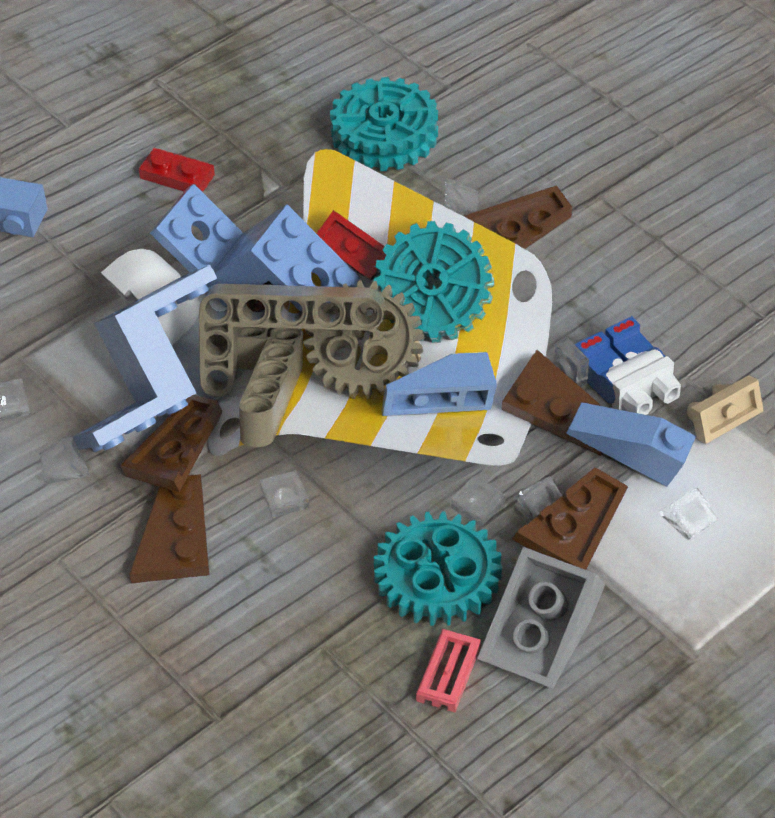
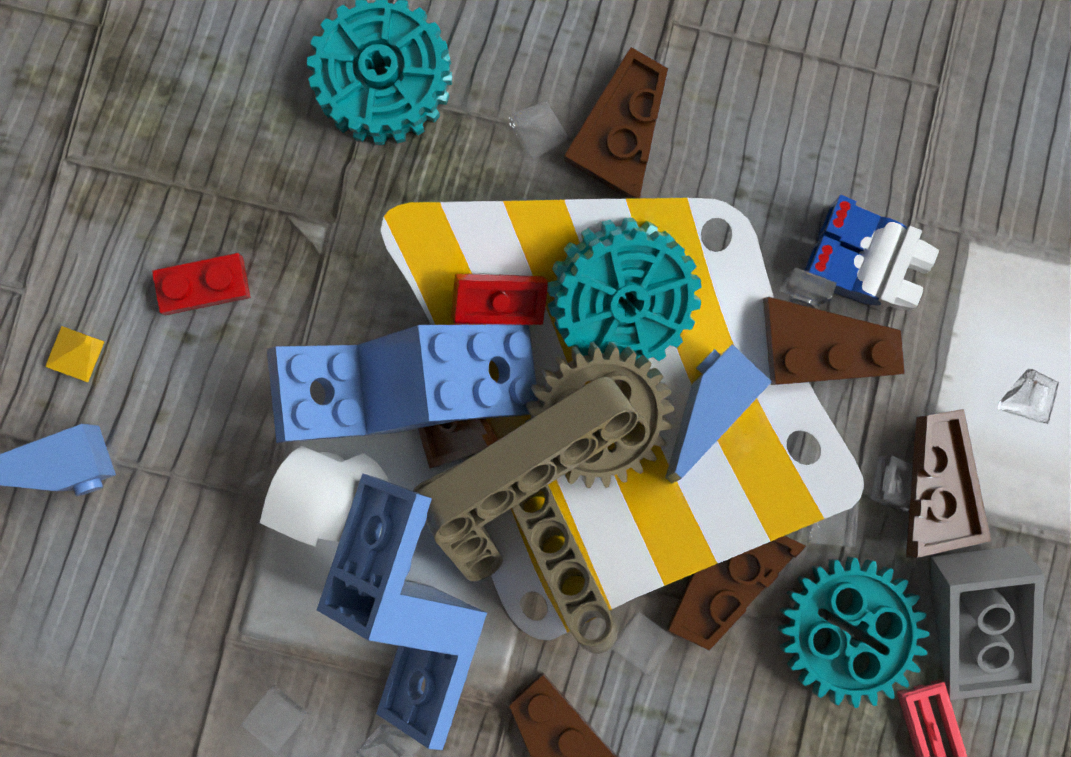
camera: 40 degrees left, 35 degrees up
(70, 166) = (74, 354): none -> yellow slope
(175, 445) = (500, 677): reddish brown wing -> none
(377, 491) = (723, 592): none -> reddish brown wing
(634, 439) = (942, 355): medium blue slope -> none
(725, 408) = (994, 227): tan tile -> none

